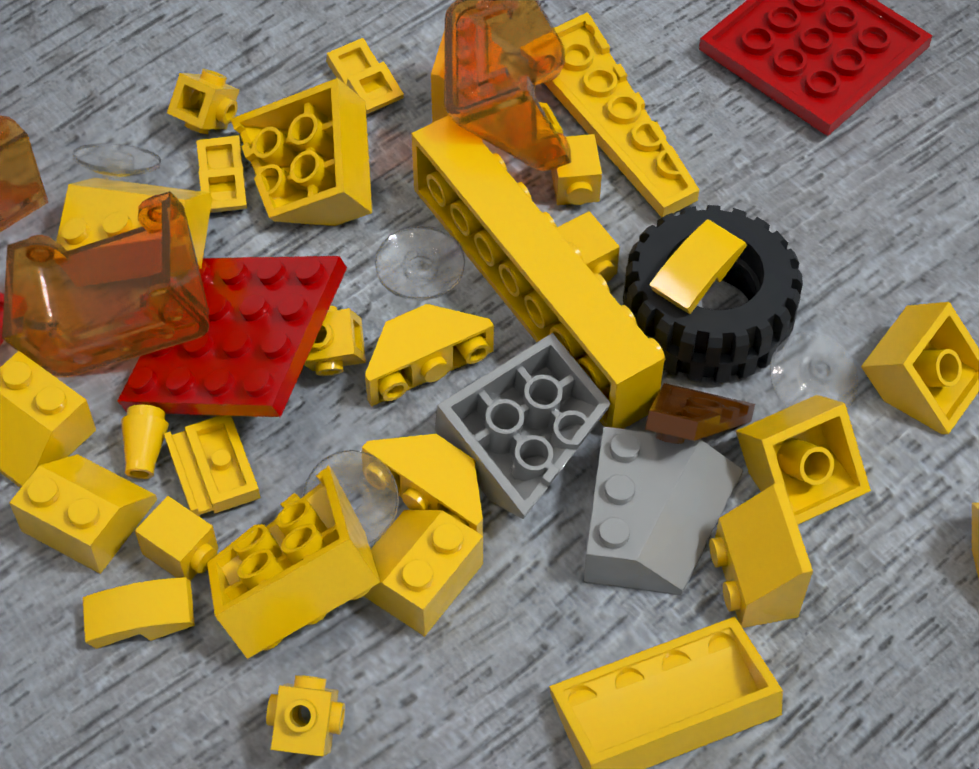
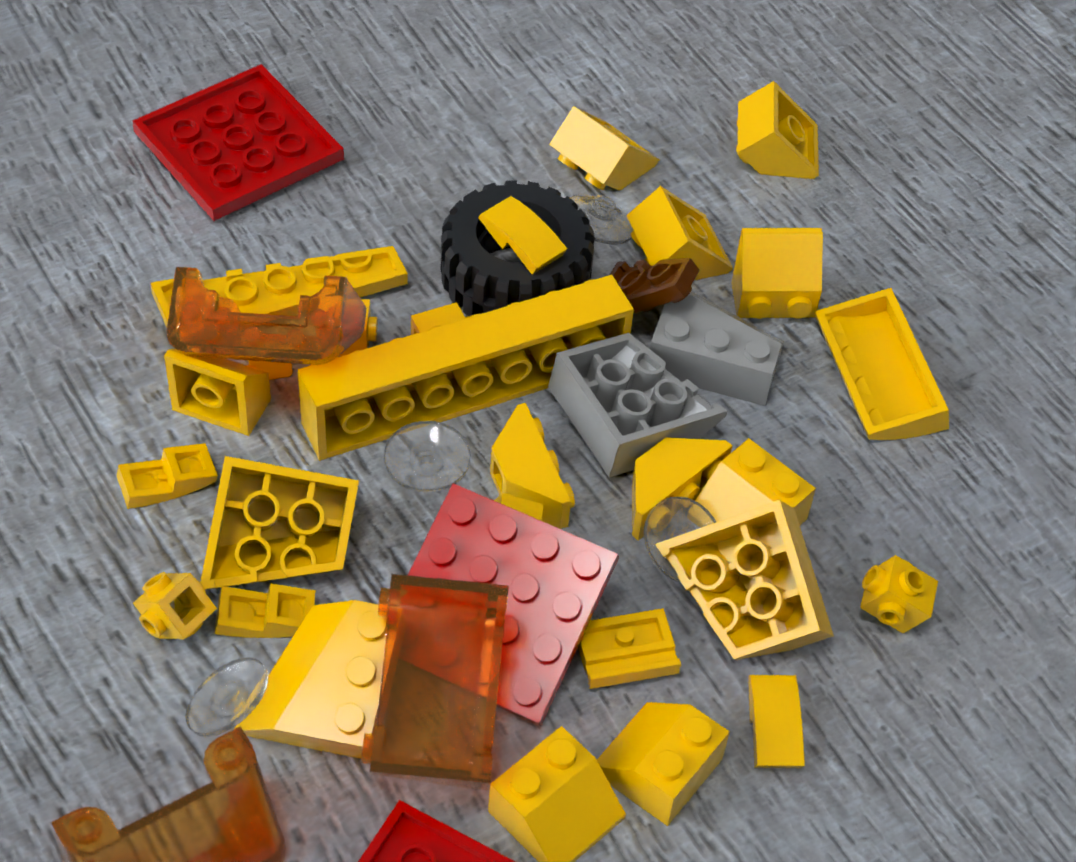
camera: 85 degrees left, 5 degrees down
(142, 439) = (590, 702): yellow cone -> none
(177, 539) = (709, 677): yellow brick -> none

